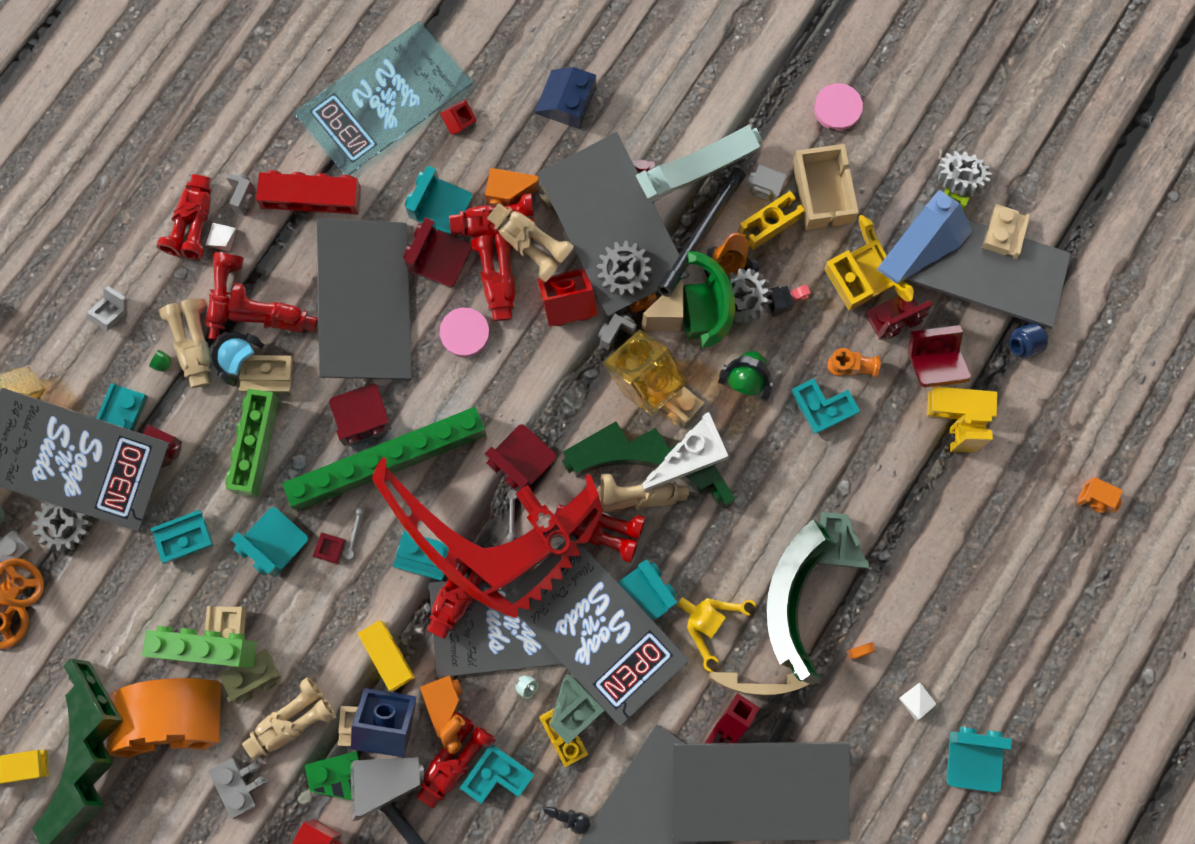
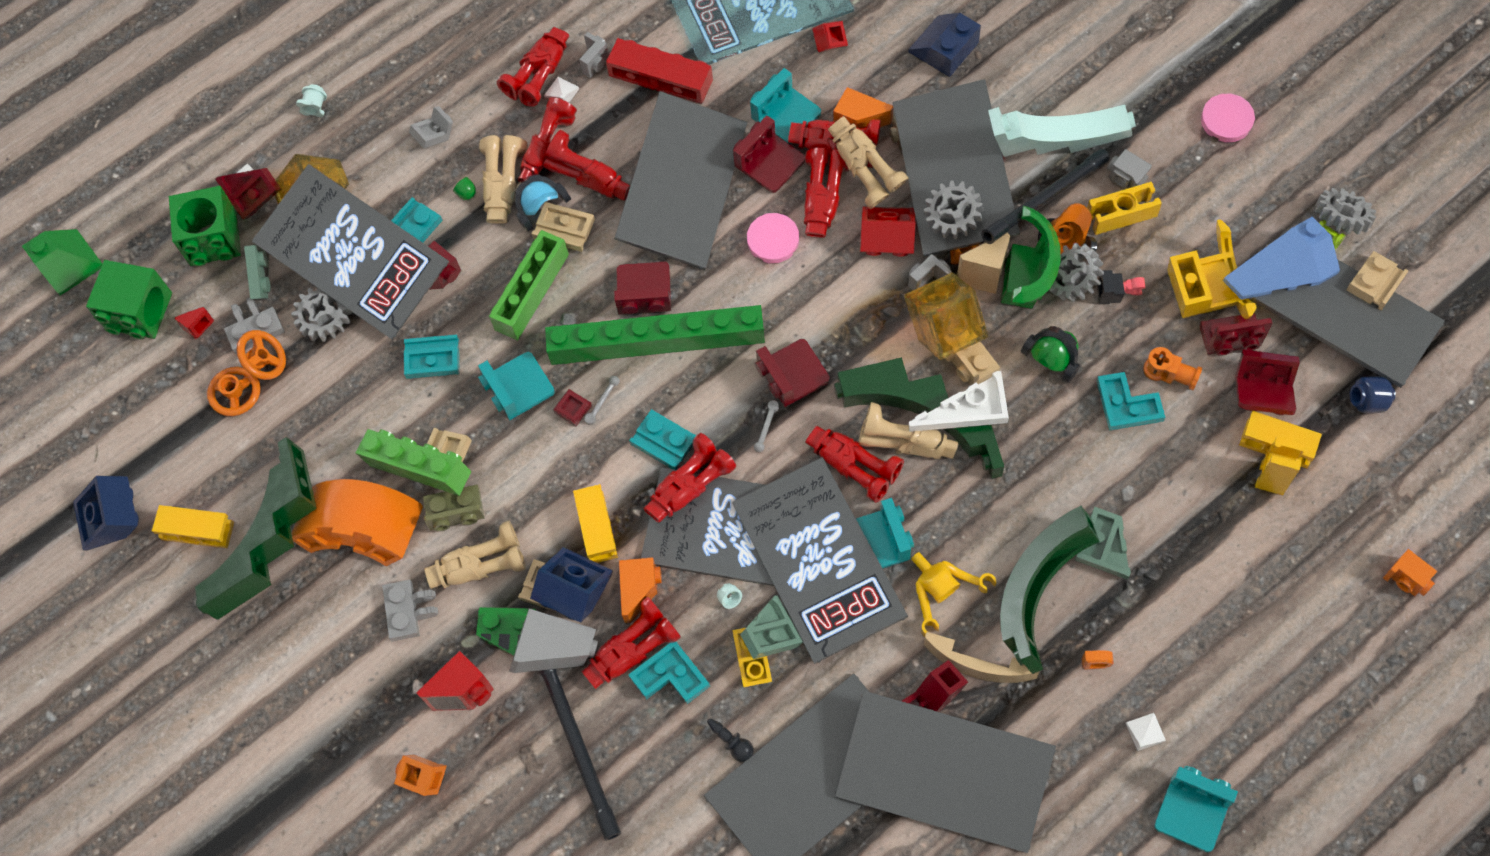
camera: 25 degrees right, 10 degrees down
(449, 734) = (634, 615): orange arm -> none
(504, 562) = (746, 461): red piece -> none
(822, 190) = (1190, 187): tan piece -> none

